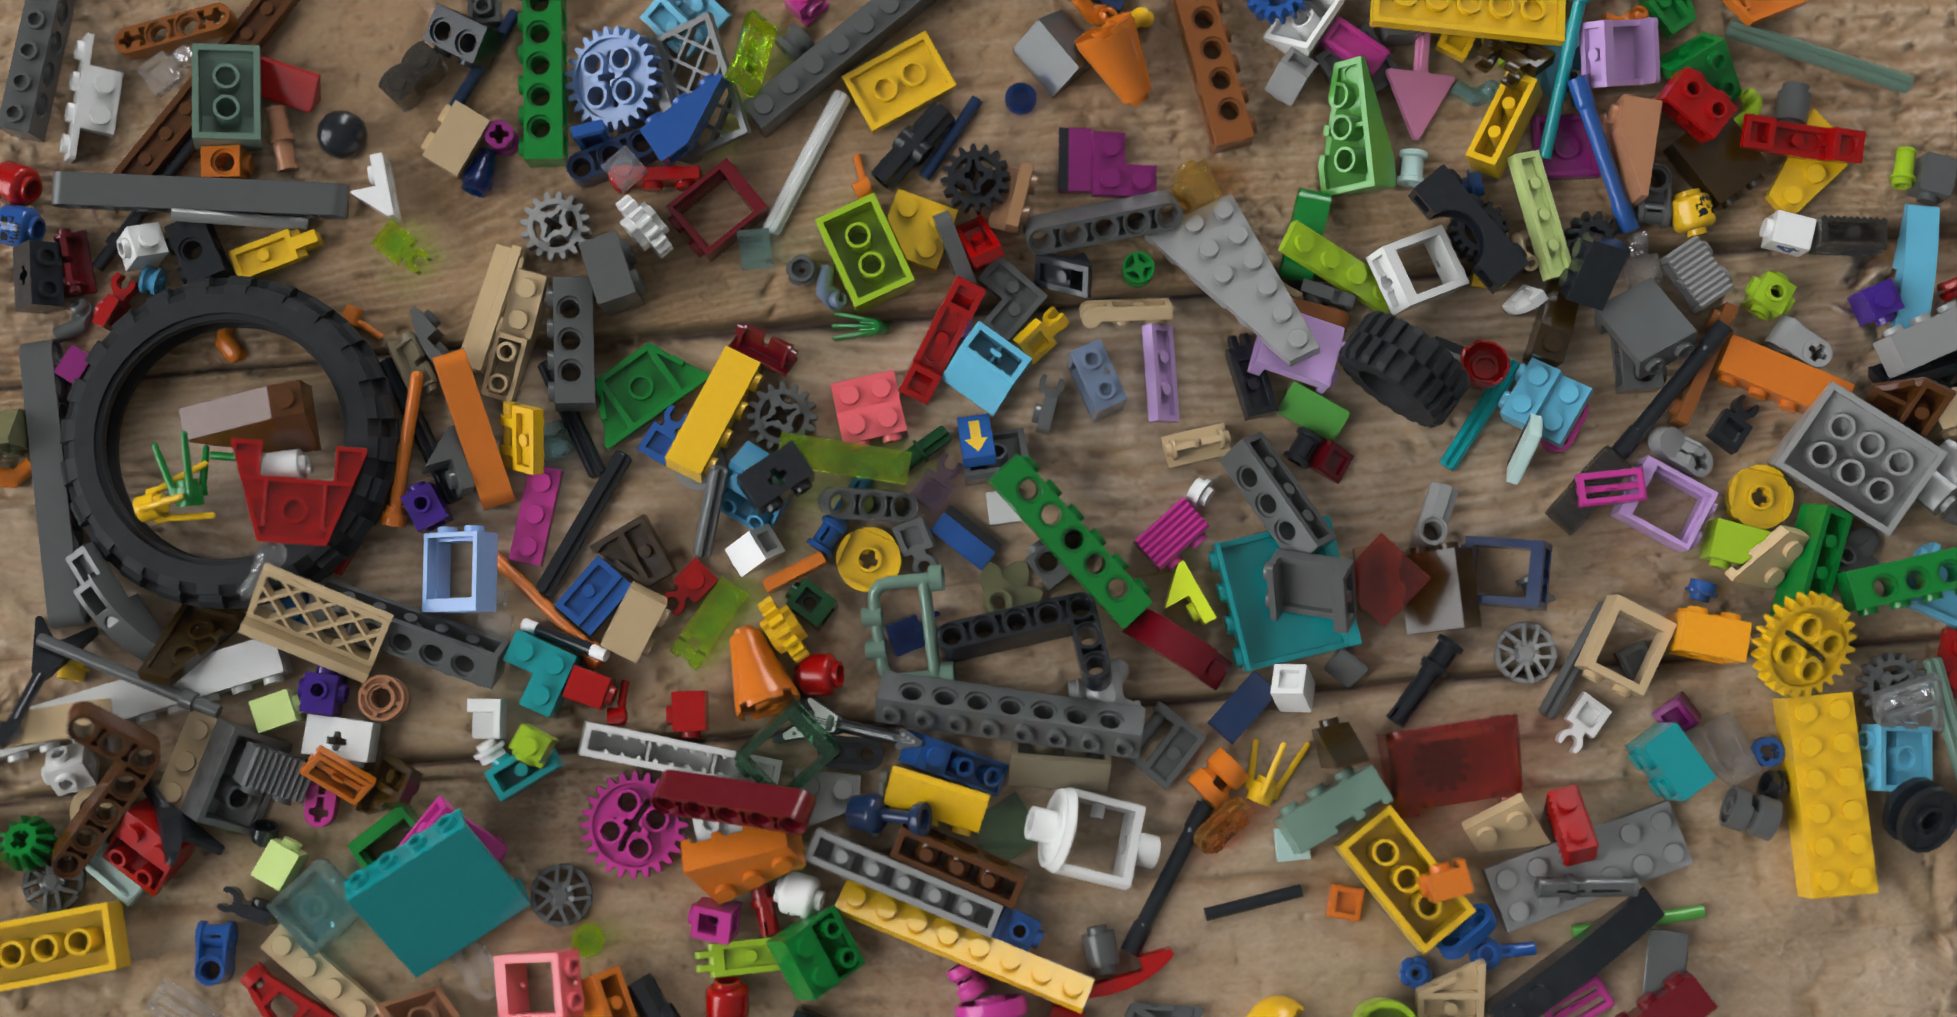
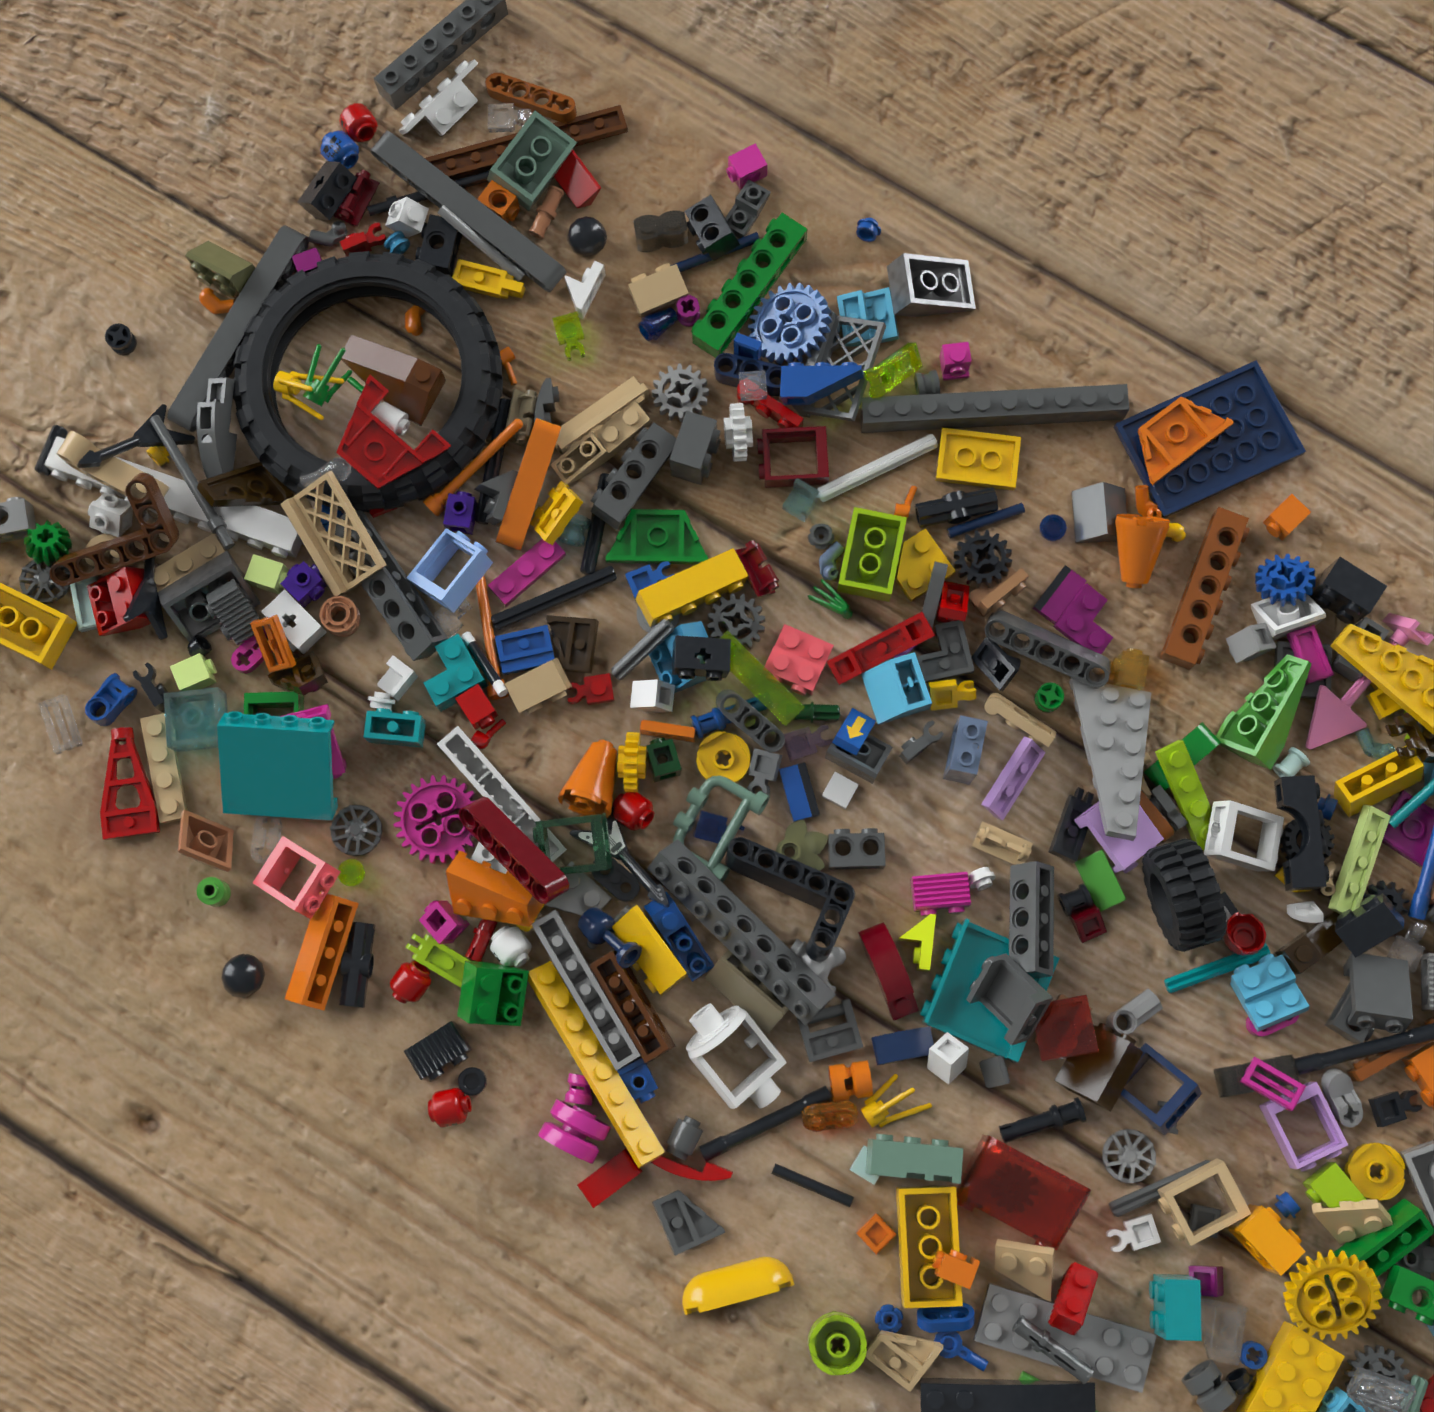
camera: 40 degrees right, 5 degrees down
(532, 745) = (411, 715): lime brick -> none
(688, 713) = (529, 772): red brick -> none
(710, 622) = (587, 722): clear neon green plate -> none
(1004, 828) = (678, 1007): clear green piece -> none
(1122, 608) = (868, 915): green brick -> none
(1338, 744) = (950, 1118): dark brown slope -> none
(1524, 449) = (1230, 1012): light aqua tile -> none

